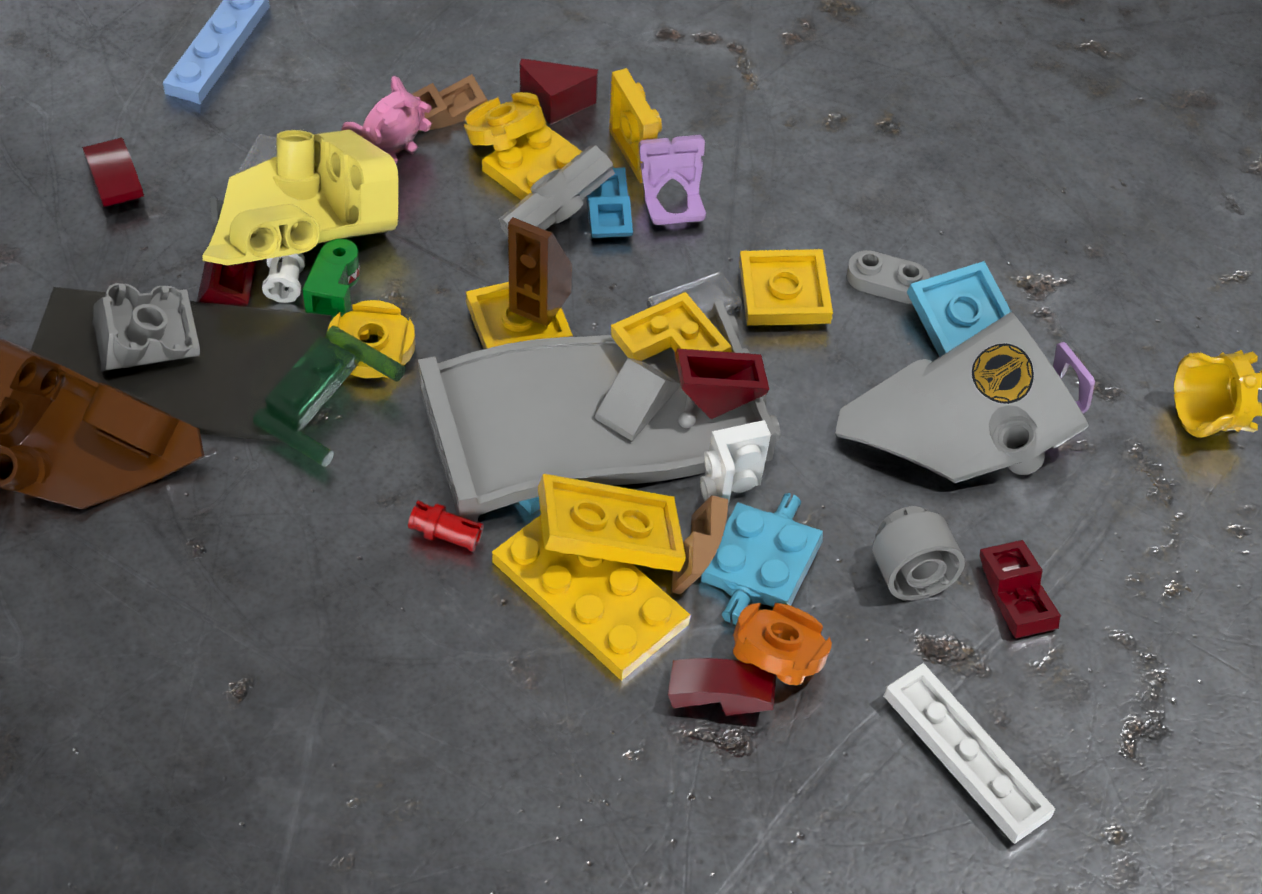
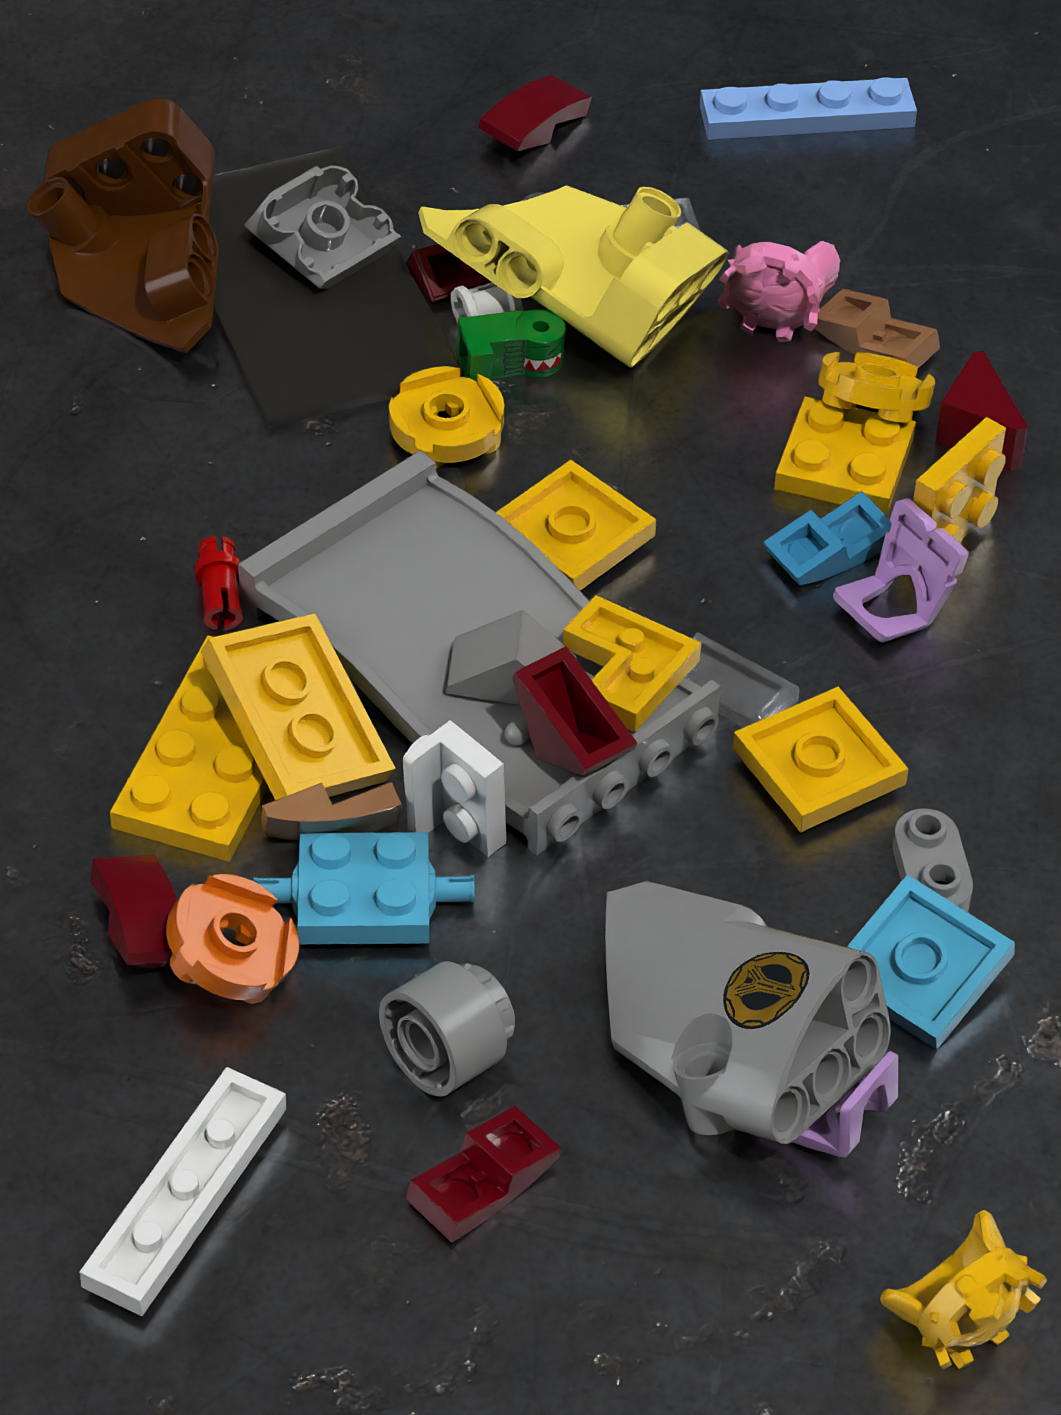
camera: 65 degrees right, 5 degrees down
(311, 385) = (335, 386): clear green plate -> none
(537, 272) = (605, 481): reddish brown slope -> none
(562, 190) = (786, 477): light grey piece -> none

